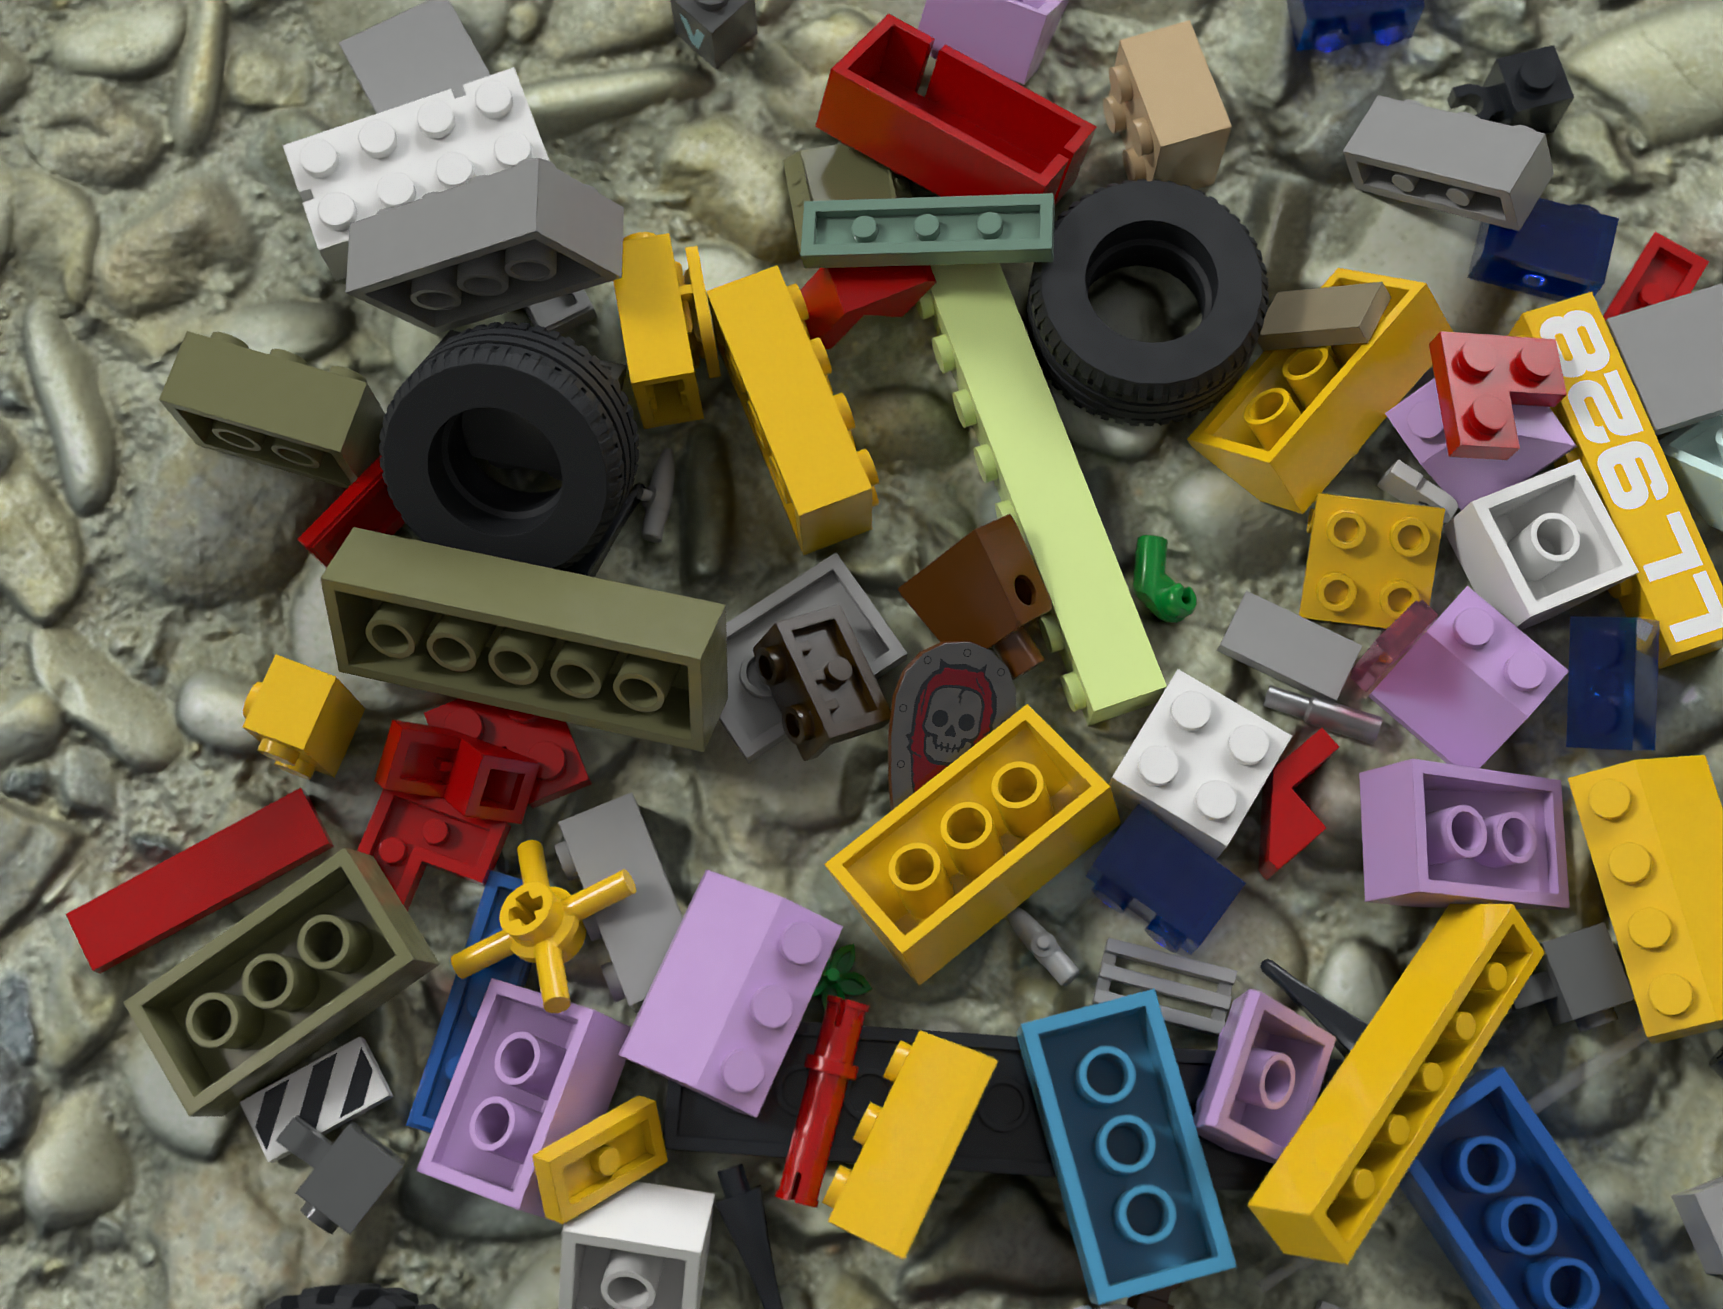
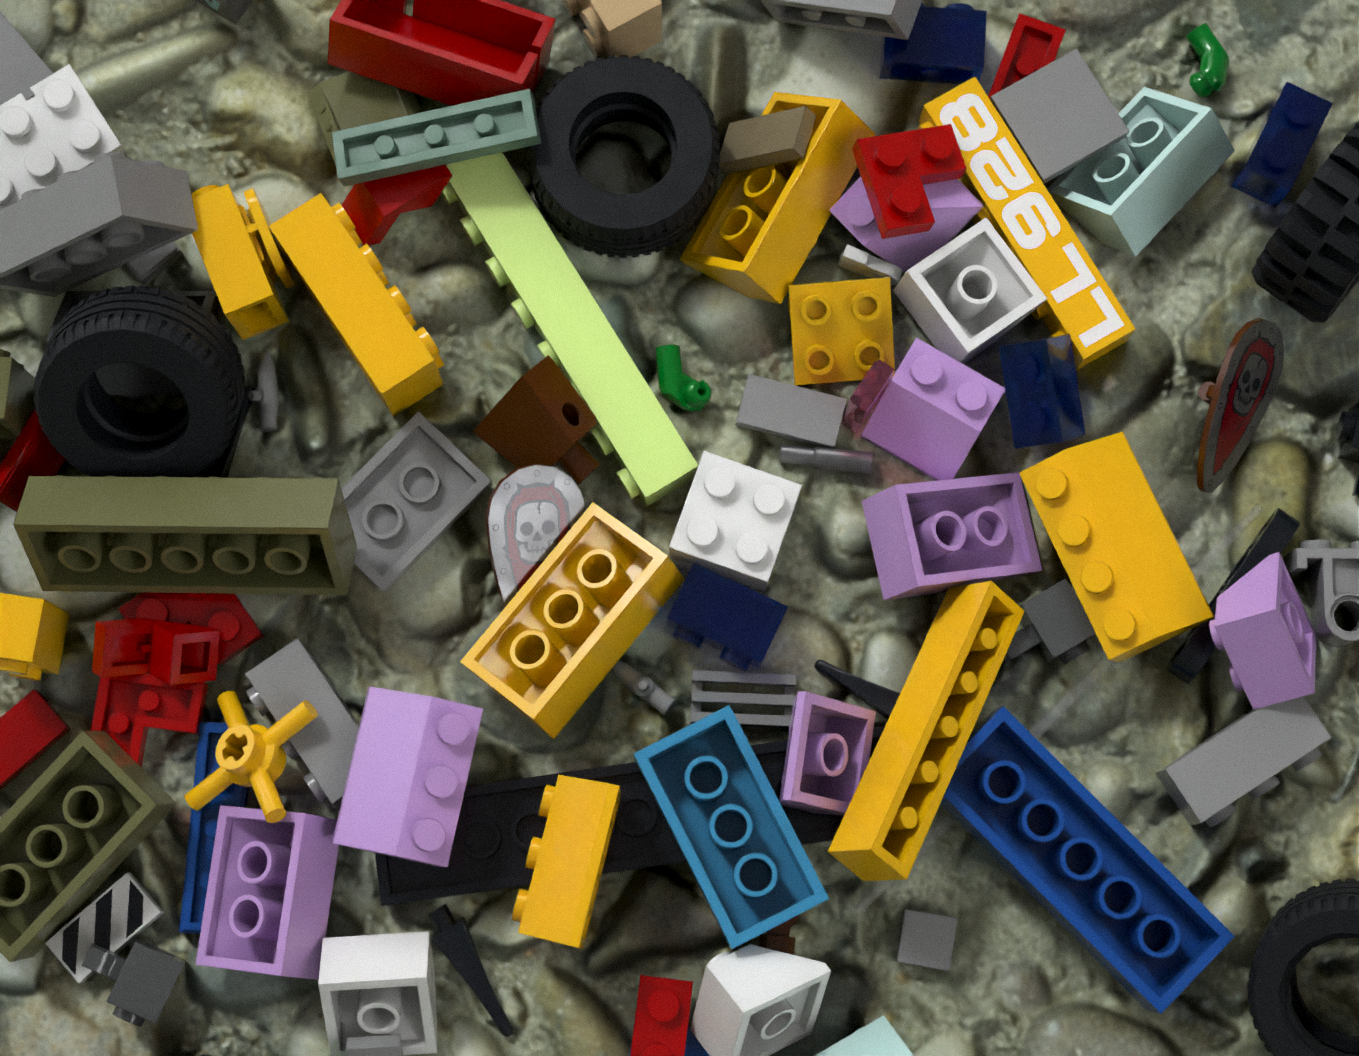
camera: 15 degrees left, 5 degrees up
(599, 1159) = (335, 924): yellow plate -> none
(820, 680) = (426, 518): dark brown bracket -> none
(822, 1100) = (496, 843): red pin -> none
(838, 979) = (490, 748): green plant -> none
(1285, 819) = (813, 551): red slope -> none

